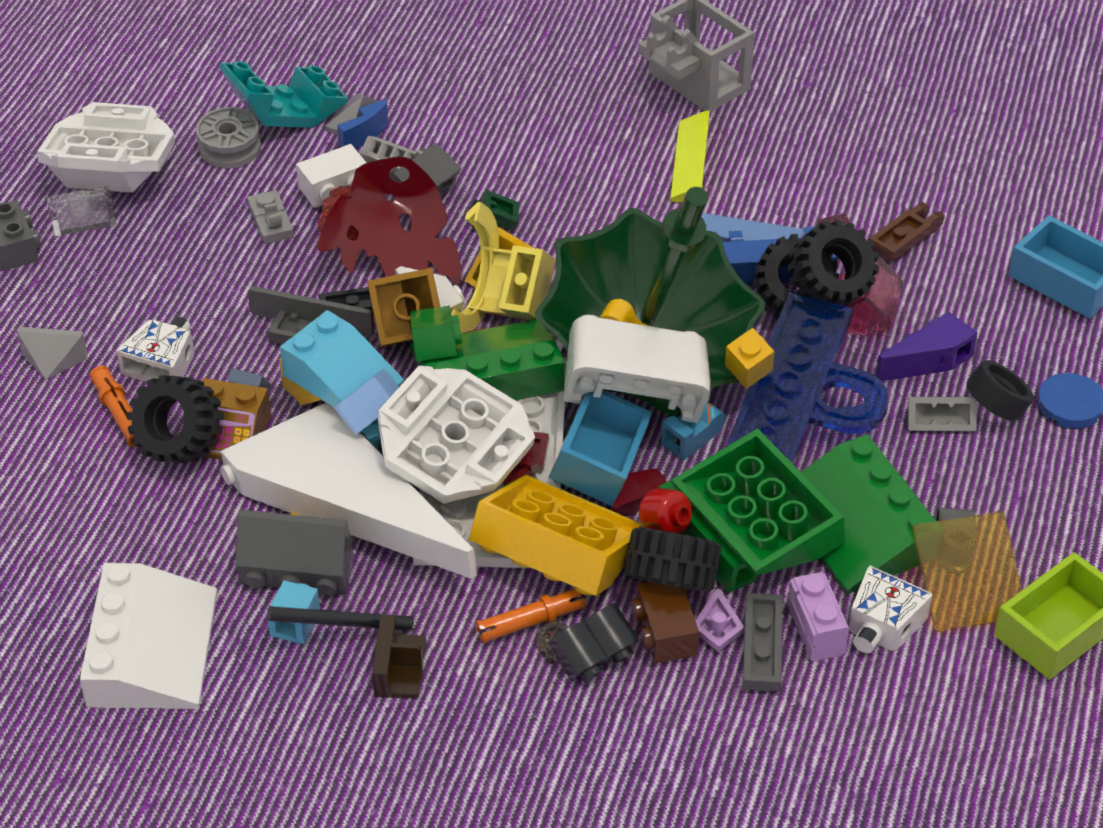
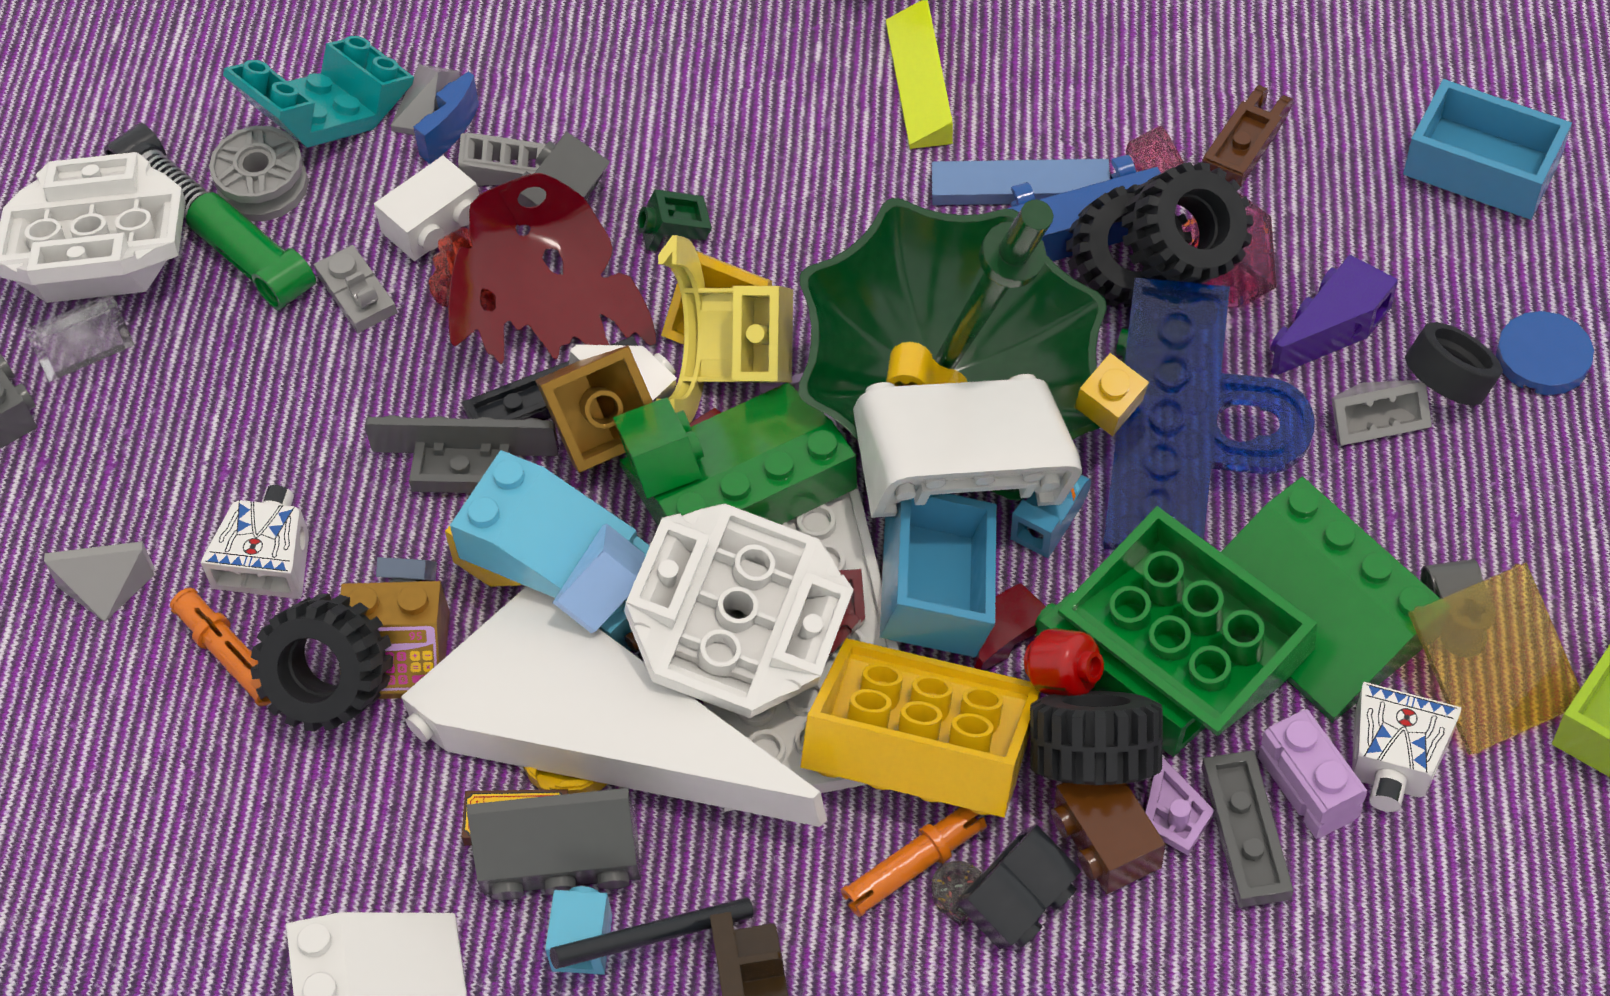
camera: 10 degrees left, 10 degrees up
(220, 196) = (276, 272): none -> green piece

